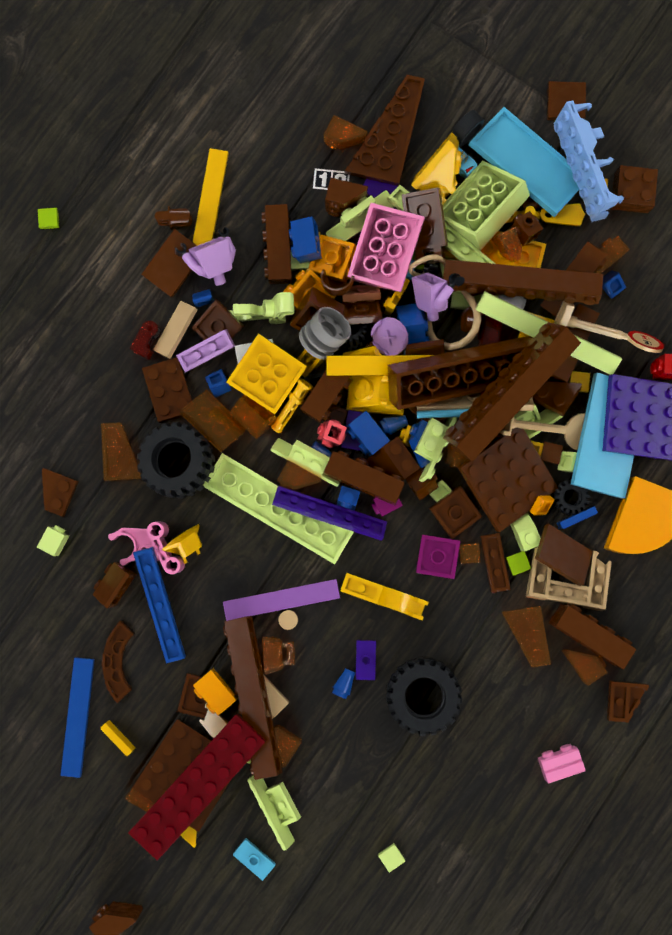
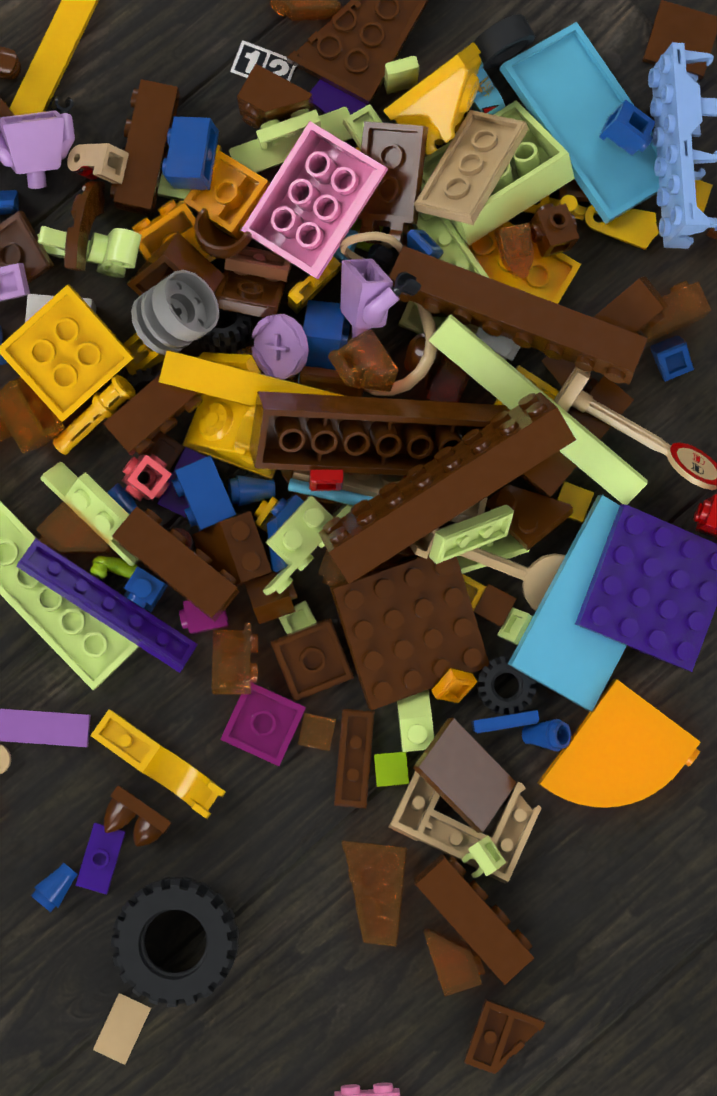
camera: 10 degrees right, 0 degrees up
(253, 258) = (98, 161): none -> tan leg
(254, 288) = (84, 211): none -> reddish brown tile
(326, 489) = (116, 565): none -> lime arm
(371, 628) = (123, 809): none -> reddish brown tile
(405, 755) = (122, 1028): none -> tan sticker
(411, 525) = (232, 661): none -> clear orange bracket
(413, 162) = (401, 74): none -> yellowish green tile
(439, 406) = (326, 480): none -> red tile
(442, 333) = (365, 363): none -> clear orange piece
(452, 254) = (422, 242): none -> blue slope
(470, 204) = (471, 167): none -> tan tile
(530, 414) = (471, 533): none -> yellowish green tile
(552, 158) = (628, 128): none -> blue brick
(590, 598) = (486, 856): none -> yellowish green tile
(605, 518) = (549, 734): none -> blue cone

